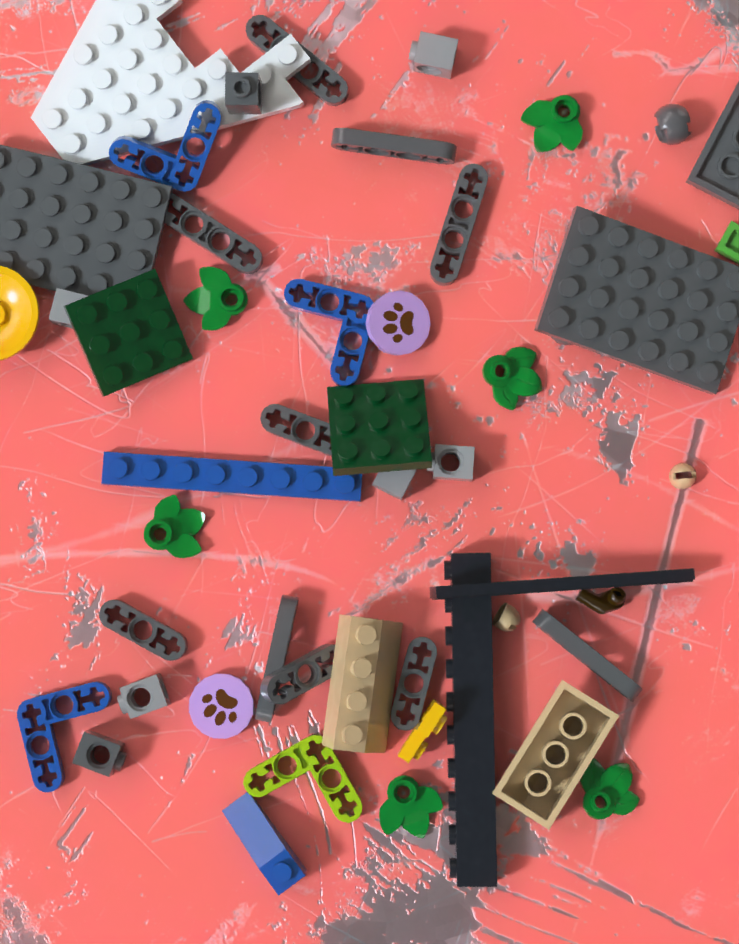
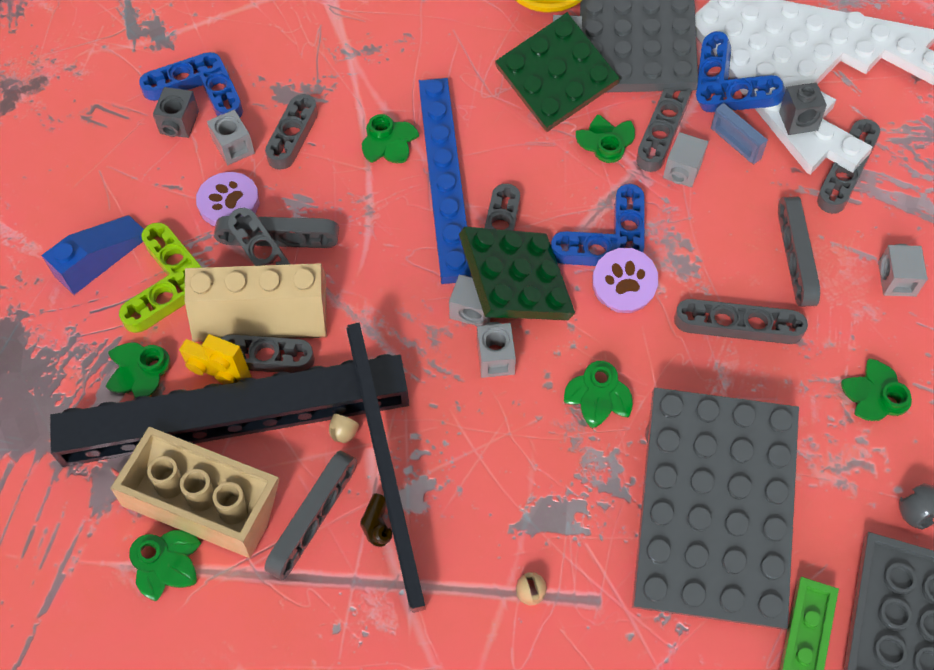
camera: 75 degrees right, 25 degrees down
(241, 162) = (738, 133): none -> sand blue tile
(265, 226) = (685, 159): none -> light grey brick

